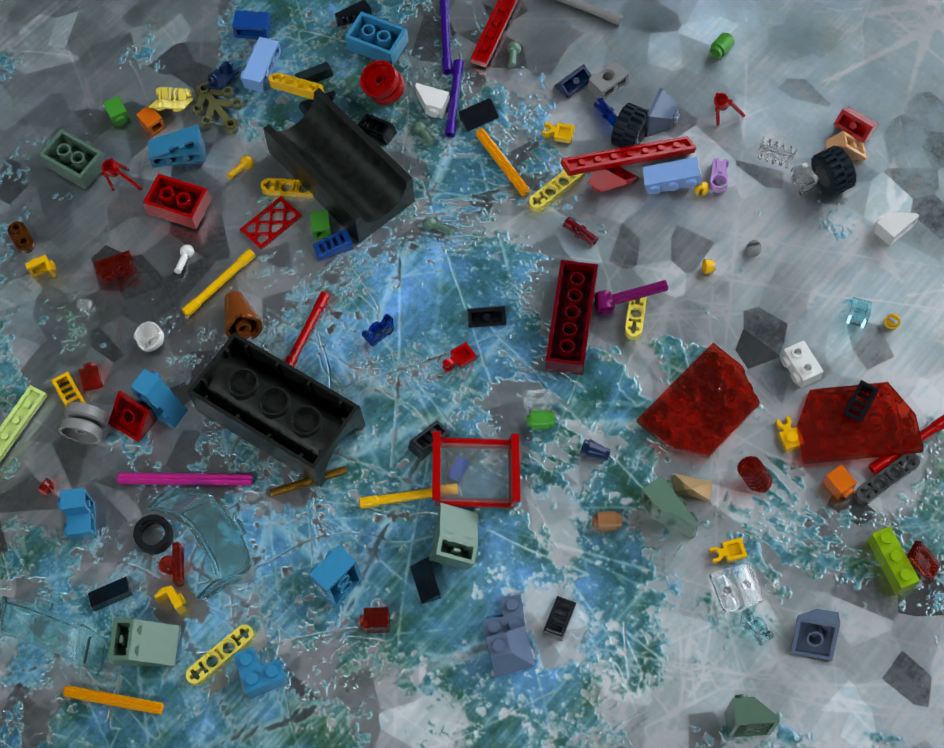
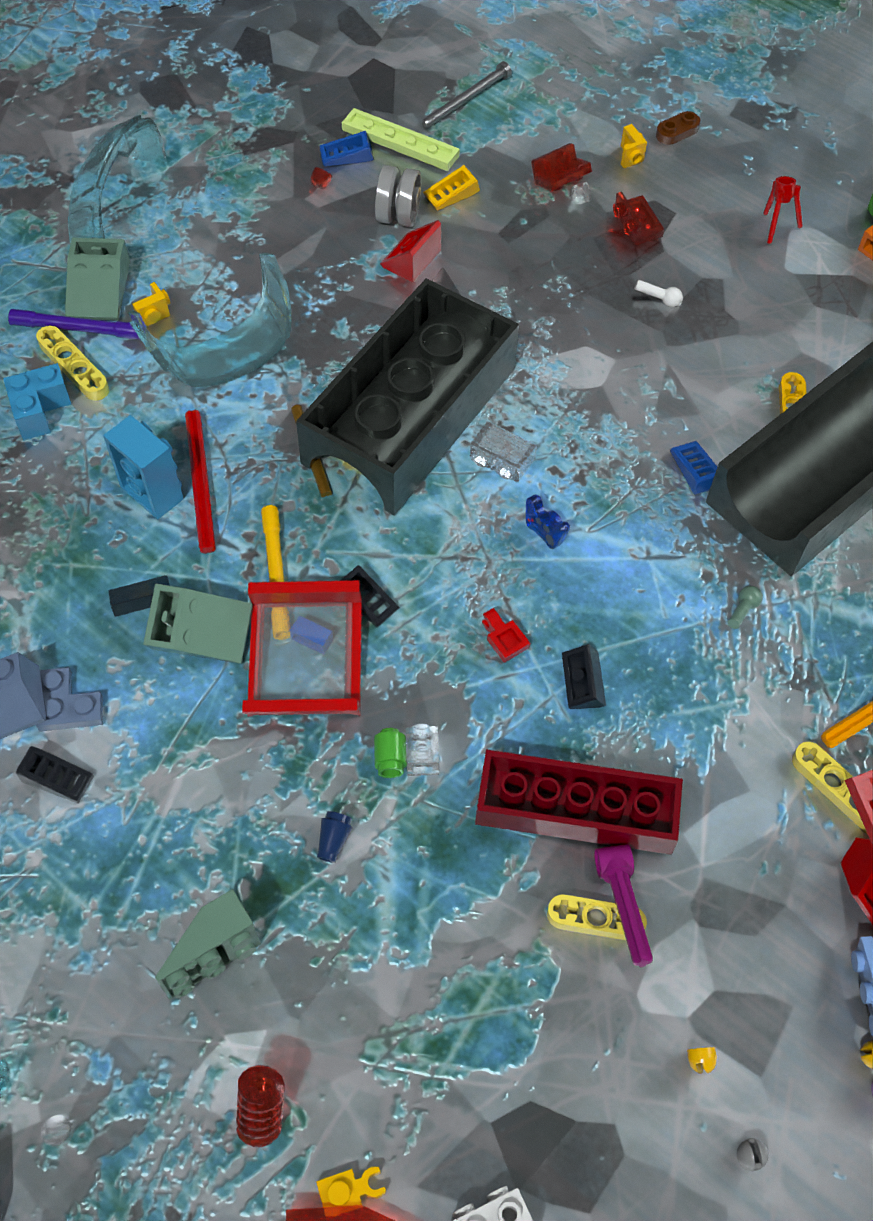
camera: 85 degrees right, 5 degrees down
(9, 455) = (355, 149): none -> blue slope
(60, 315) = (559, 168): none -> clear red bracket
(72, 159) = (804, 155): sand green brick -> none
(79, 514) = (275, 208): dark azure brick -> none
(91, 376) = (473, 205): clear red bracket -> none
(110, 594) = (171, 248): black slope -> none
(113, 699) = (34, 262): light orange axle -> none
(149, 336) = (531, 259): white hair -> none
(149, 520) = (237, 269): black tyre -> none
(158, 397) = (431, 253): dark azure wedge -> none
(174, 564) = (199, 307): clear red tile -> none
(175, 690) = (33, 319): none -> dark purple piece
(177, 148) = (838, 271): dark azure wedge -> none
(177, 201) = (746, 272): red brick -> none
(185, 479) = (321, 316): dark pink axle -> none
(240, 263) = (656, 355): yellow piece -> none
(240, 316) = (562, 351): dark orange cone -> none
(245, 163) = (830, 357): yellow bar -> none
(271, 235) = (729, 408): red window -> none
(319, 306) = (586, 450): red piece -> none
(319, 357) = (502, 452): none -> clear brick
(320, 224) = (724, 441): bright green brick -> none
(320, 553) = (200, 482): none -> red axle
(376, 620) = (87, 531): clear red brick -> none
(580, 232) = (754, 826): dark red pin -> none
(607, 521) = (205, 850): medium nougat brick -> none
(692, 487) = (257, 998): tan slope -> none
(702, 405) = (414, 1029): clear red plate -> none
(731, 550) = (131, 1058): yellow plate -> none
(736, 587) = (62, 1064): clear slope -> none

